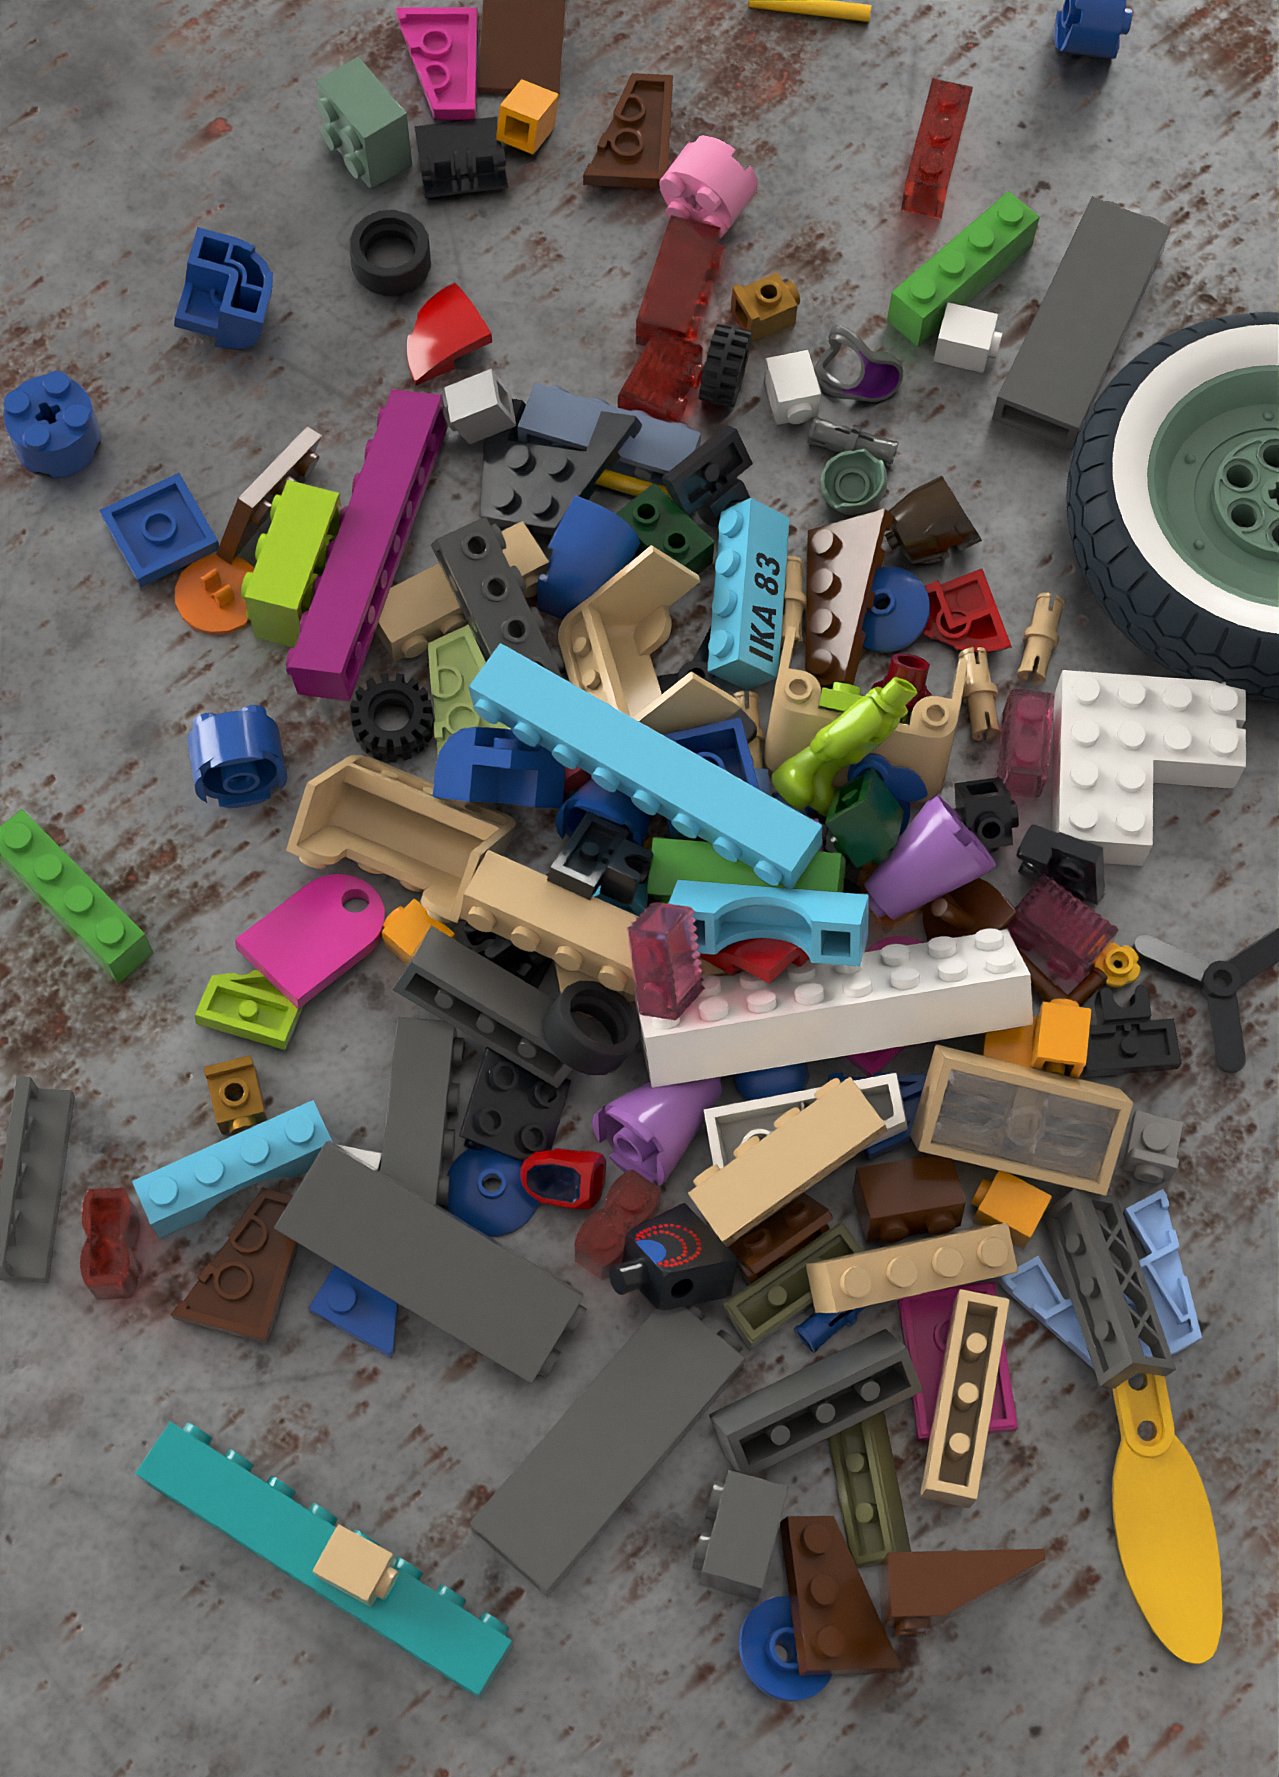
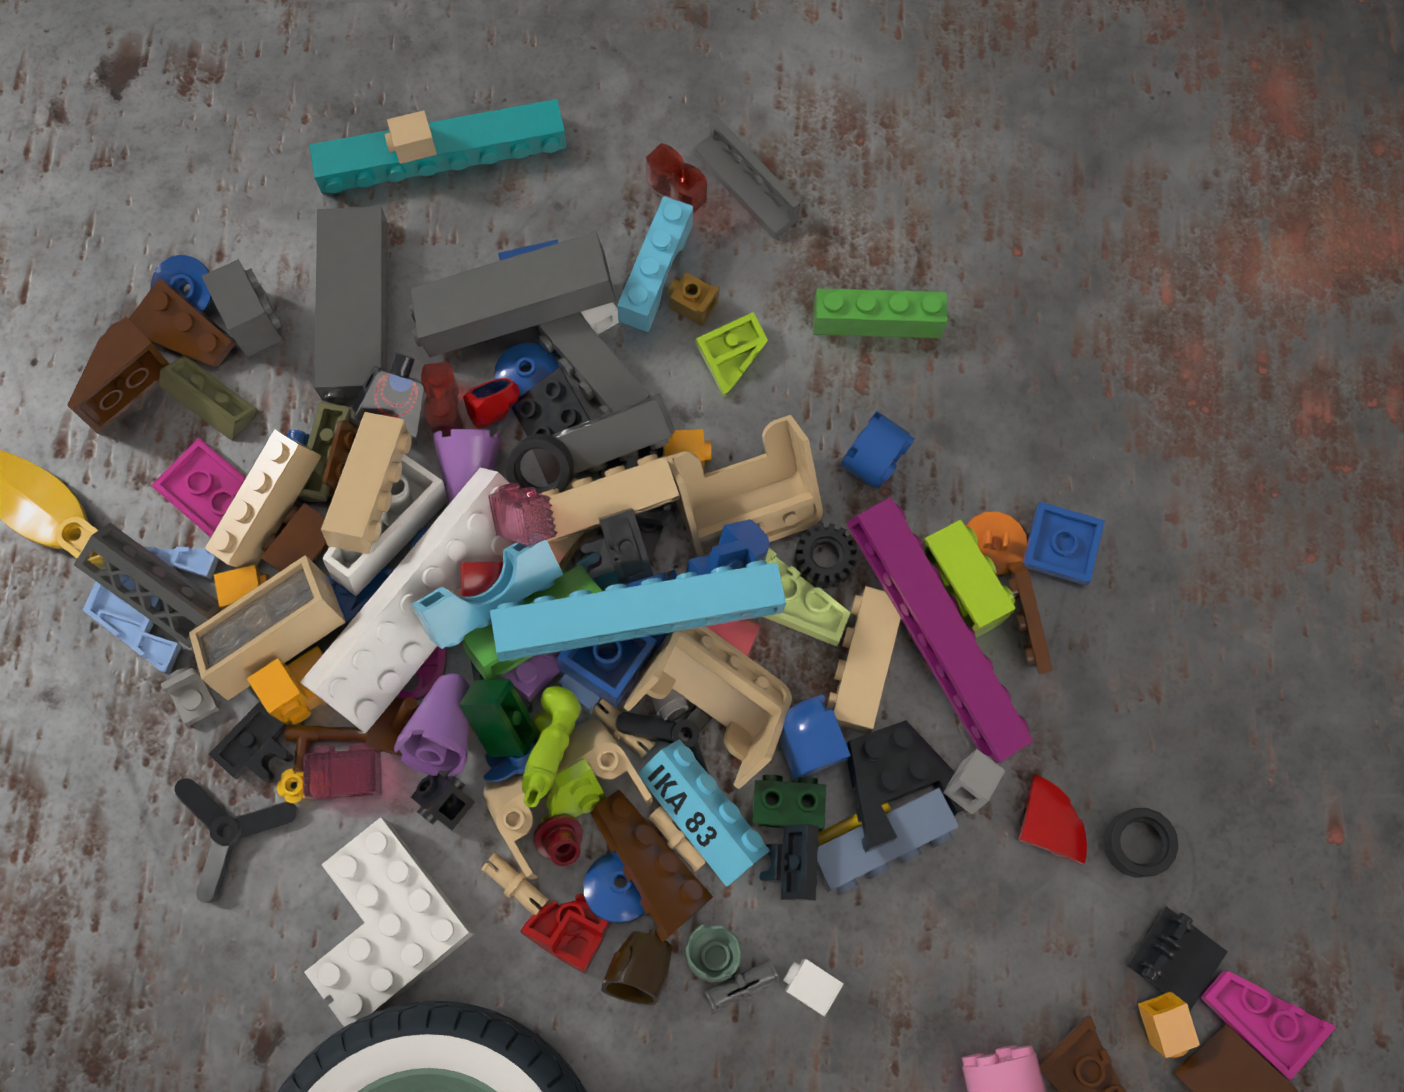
camera: 135 degrees right, 5 degrees up
(52, 425) = (1187, 542): blue brick -> none
(225, 290) = (1196, 712): blue brick -> none
(247, 1276) = (603, 213): reddish brown wing -> none
(313, 937) = (738, 403): dark pink tile -> none
(363, 123) = (1252, 907): sand green brick -> none
(492, 594) = (826, 654): dark grey brick -> none
(663, 377) = (893, 912): clear red brick -> none
(681, 280) = (951, 995): clear red brick -> none
(725, 365) = (864, 955): black tyre -> none
(765, 305) = (880, 1020): pearl gold brick -> none
(815, 1403) = (261, 399): dark grey brick -> none
(879, 374) = (770, 1047): dark grey piece -> none
(965, 1399) = (180, 460): tan brick -> none
(1026, 741) = (457, 872): clear pink brick -> none
(1041, 638) = (510, 958): tan pin -> none
(1065, 858) = (358, 808): black plate -> none

